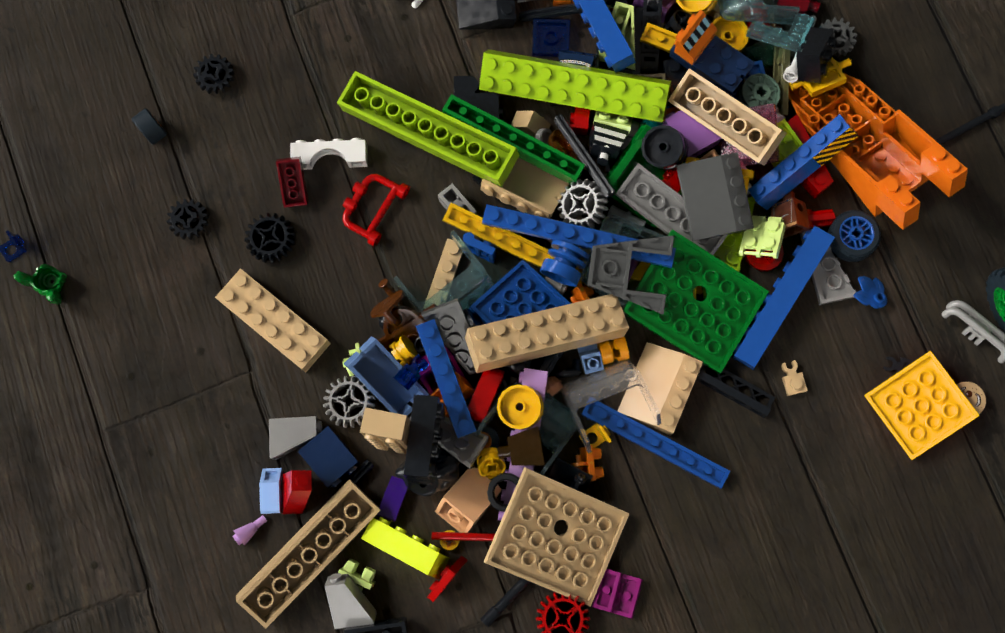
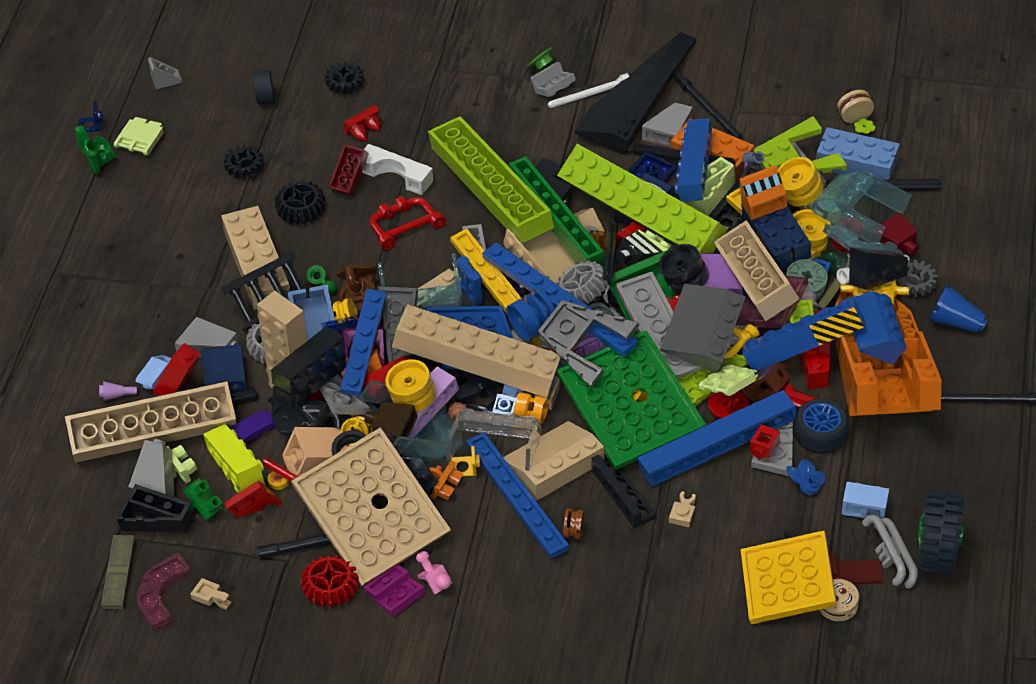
camera: 30 degrees right, 30 degrees down
(44, 157) = (163, 74): none -> light grey slope
(71, 239) = (139, 135): none -> yellowish green plate
(263, 125) = (356, 124): none -> red tile
(302, 345) = (251, 280): none -> black fence
(356, 314) = (311, 273): none -> green plate
(405, 602) = (202, 498): none -> green hips
(642, 562) = (434, 574): none -> bright pink piece
(722, 448) = (576, 523): none -> dark orange wheel
(827, 277) = (763, 446): none -> red brick
(871, 128) = (881, 332): none -> blue slope
(890, 57) = (957, 312): none -> blue cone
(933, 293) = (864, 500): none -> light blue brick
(961, 360) = (856, 571): none -> clear red door

